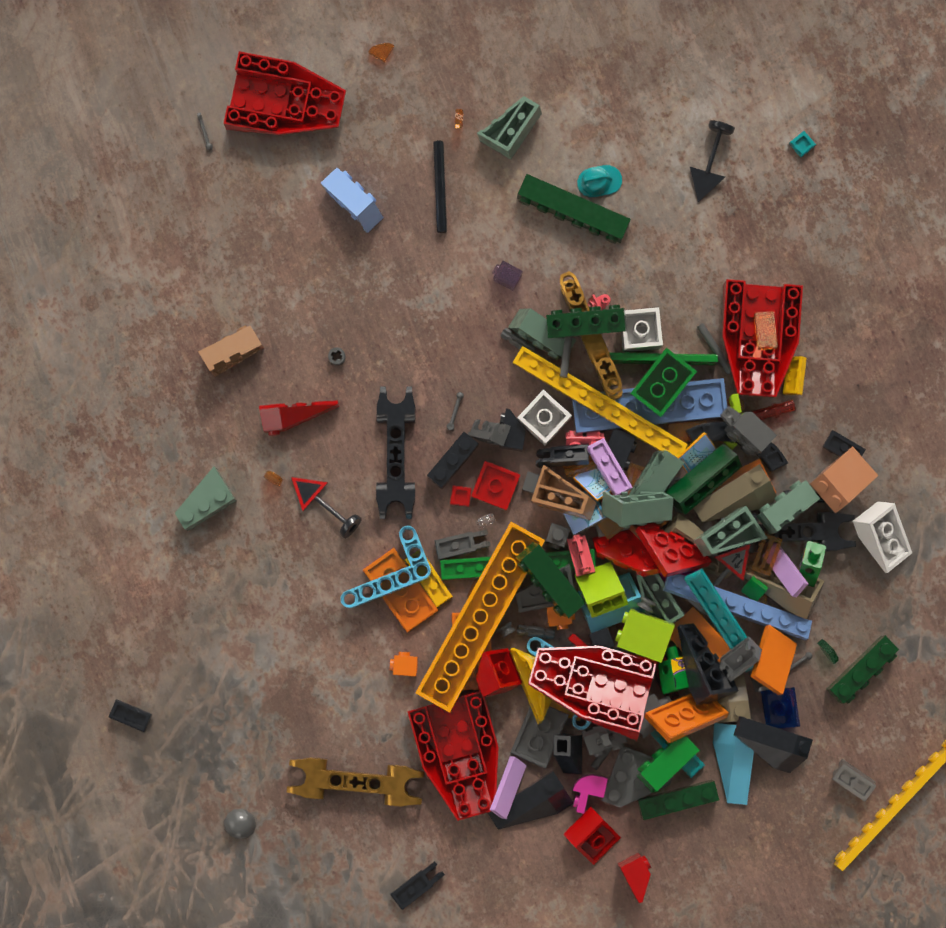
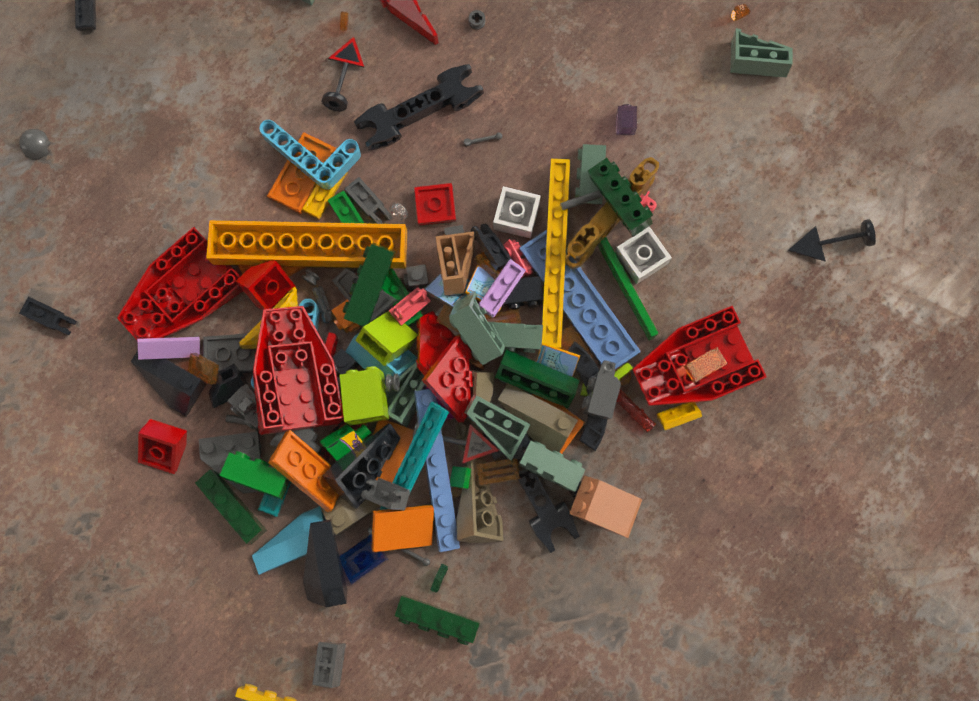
camera: 65 degrees right, 5 degrees down
(319, 779) = (102, 187): pearl gold piece -> none
(404, 664) = (236, 206): orange brick -> none
(440, 194) = (672, 27): black axle -> none
(453, 460) = (437, 156): black brick -> none
(460, 496) = (410, 180): red tile -> none
(490, 433) = (478, 175): dark grey hinge -> none
(516, 340) = (573, 157): dark grey axle -> none
(516, 434) = (487, 194): black slope -> none
(542, 765) = (203, 368): none -> clear orange tile
(573, 209) = (718, 145): dark green brick -> none
(585, 785) = (207, 422): dark pink brick -> none
(599, 181) = (756, 156): teal piece -> none
(636, 874) = (141, 501): red slope -> none
(663, 382) = (605, 295): green brick -> none
(714, 347) = (665, 329): dark grey bar -> none
(787, 572) = (490, 498): lavender tile -> none
(802, 144) = (897, 314): teal tile -> none
(812, 558) = (515, 516): green torso -> none
(839, 444) = (638, 486): black plate -> none
(883, 535) = (574, 574): white slope -> none

